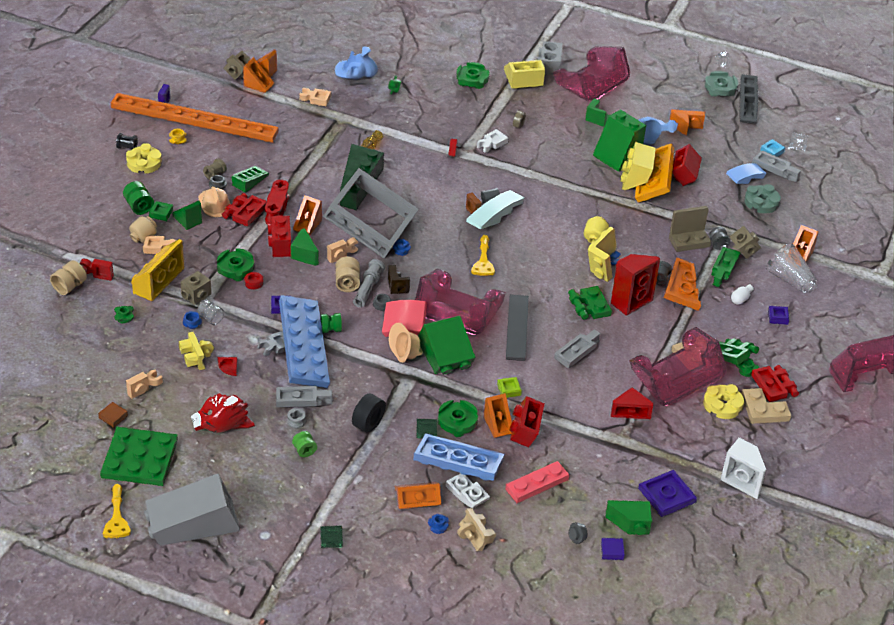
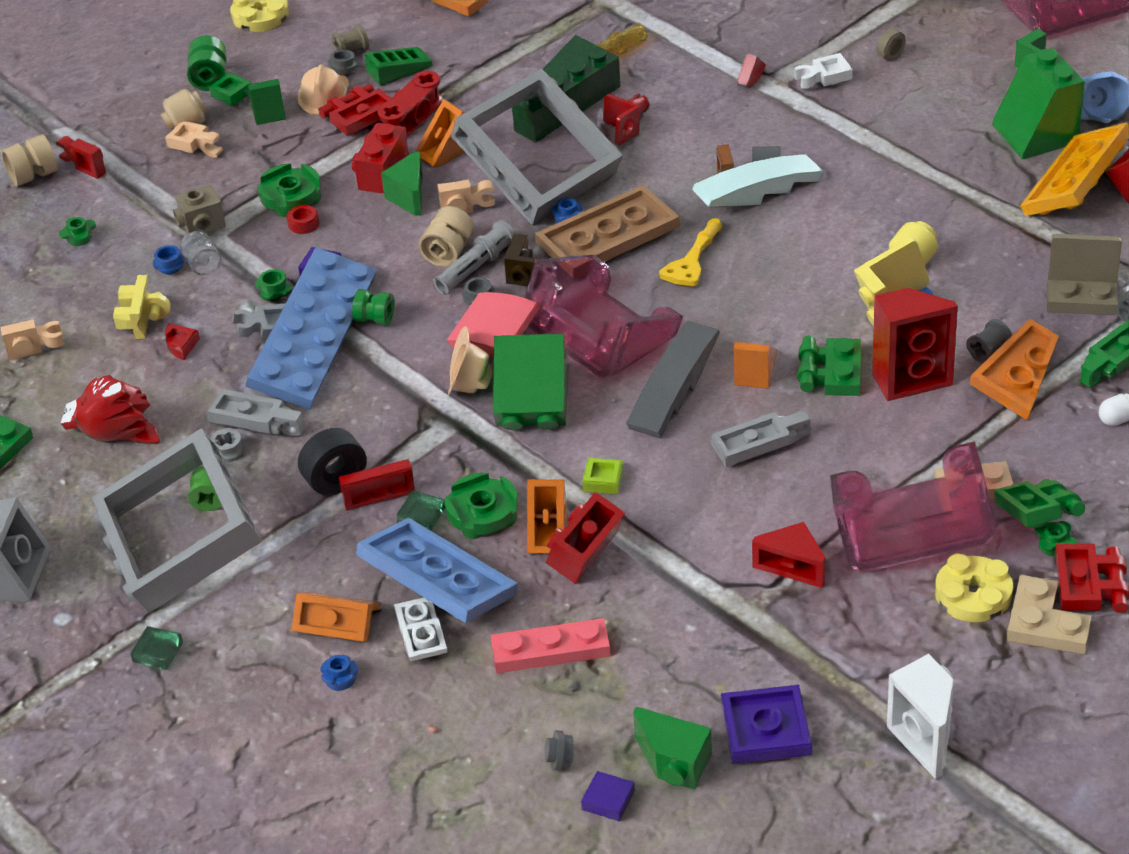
camera: 30 degrees right, 0 degrees up
(159, 271) = (158, 177): yellow slope -> none
(263, 321) = (273, 284): none -> green plate
(330, 487) = (197, 560): none -> light grey window
(397, 420) = (377, 484): none -> red plate
(400, 184) = (624, 115): none -> red bracket
(431, 252) = (610, 227): none -> medium nougat plate
(473, 528) = (384, 696): tan hips -> none
(553, 310) = (753, 364): none -> orange slope
(638, 167) = (1047, 150): light yellow slope -> none

